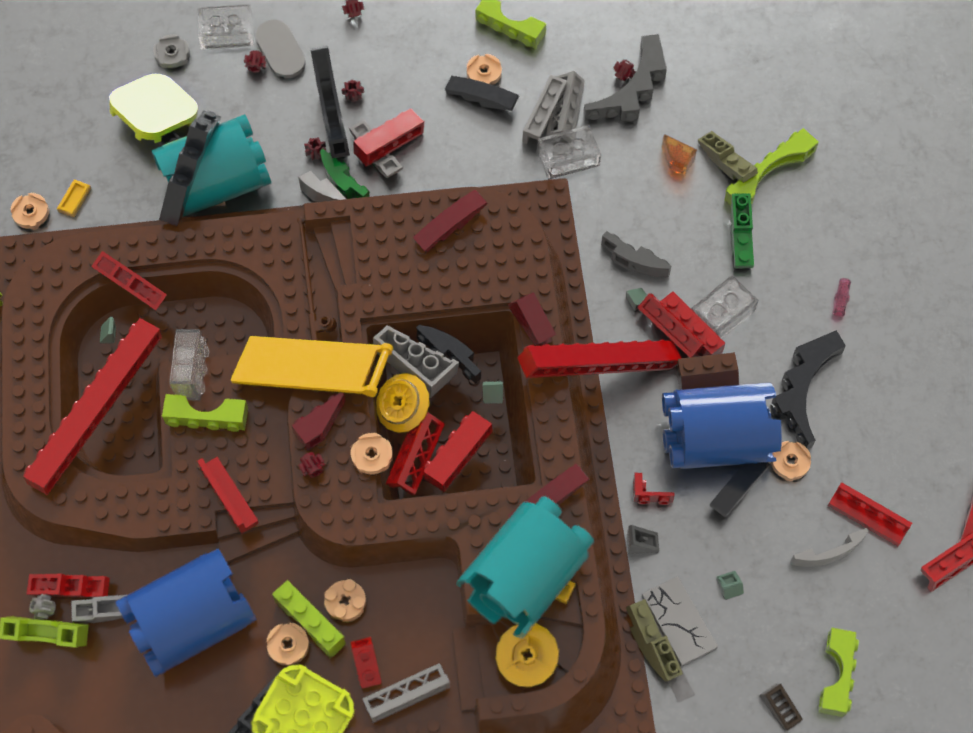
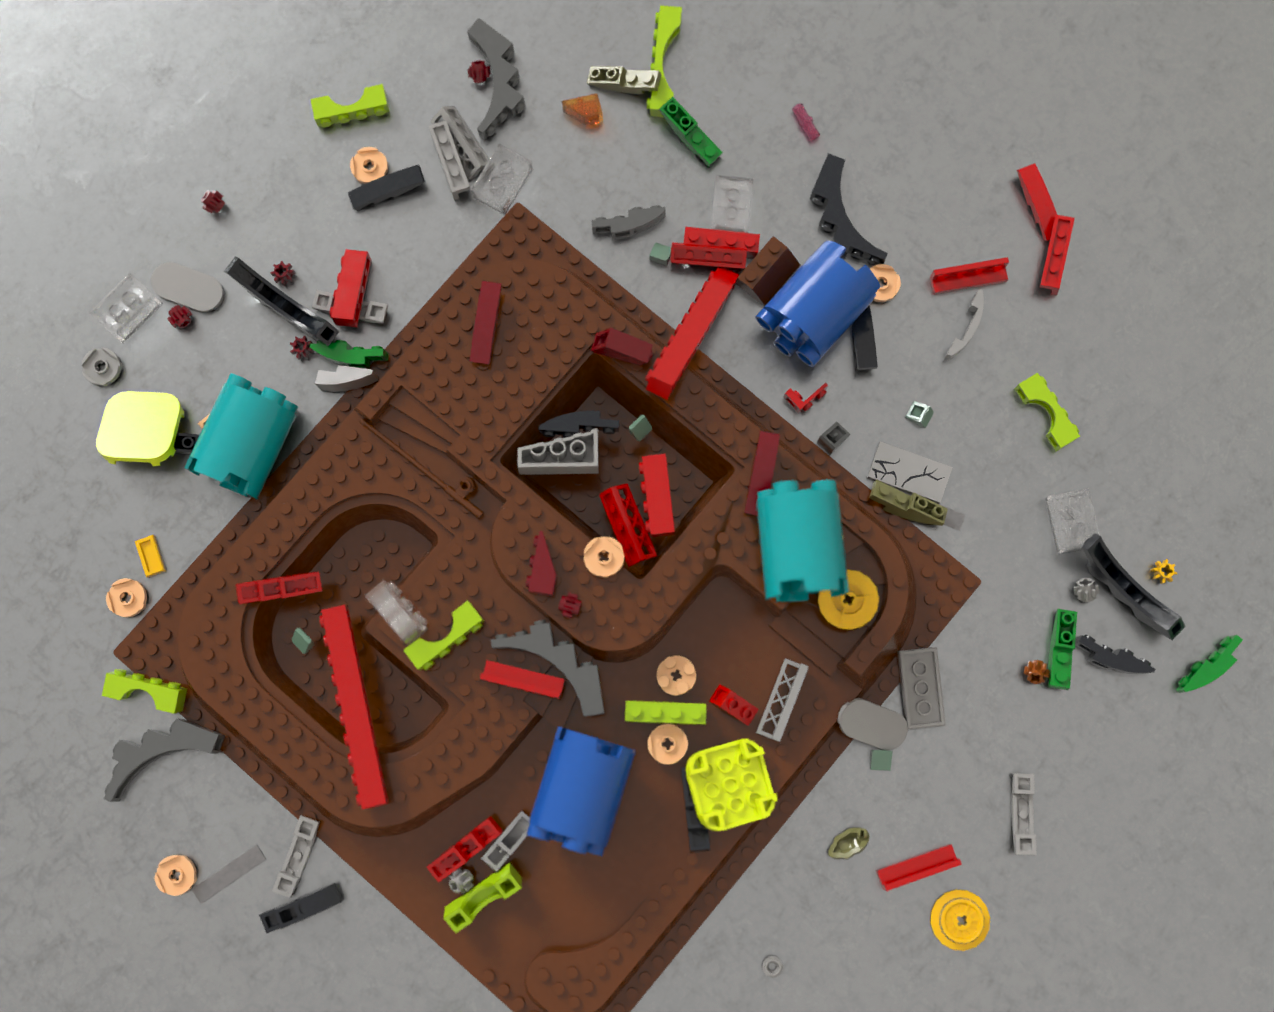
camera: 40 degrees left, 15 degrees up
(187, 165) = (234, 455): black arch -> none
(271, 532) = (540, 642): none -> dark grey arch
(311, 365) = (491, 530): yellow flag -> none
(413, 407) = (596, 490): yellow piece -> none
(771, 703) = (1018, 466): dark brown slope -> none

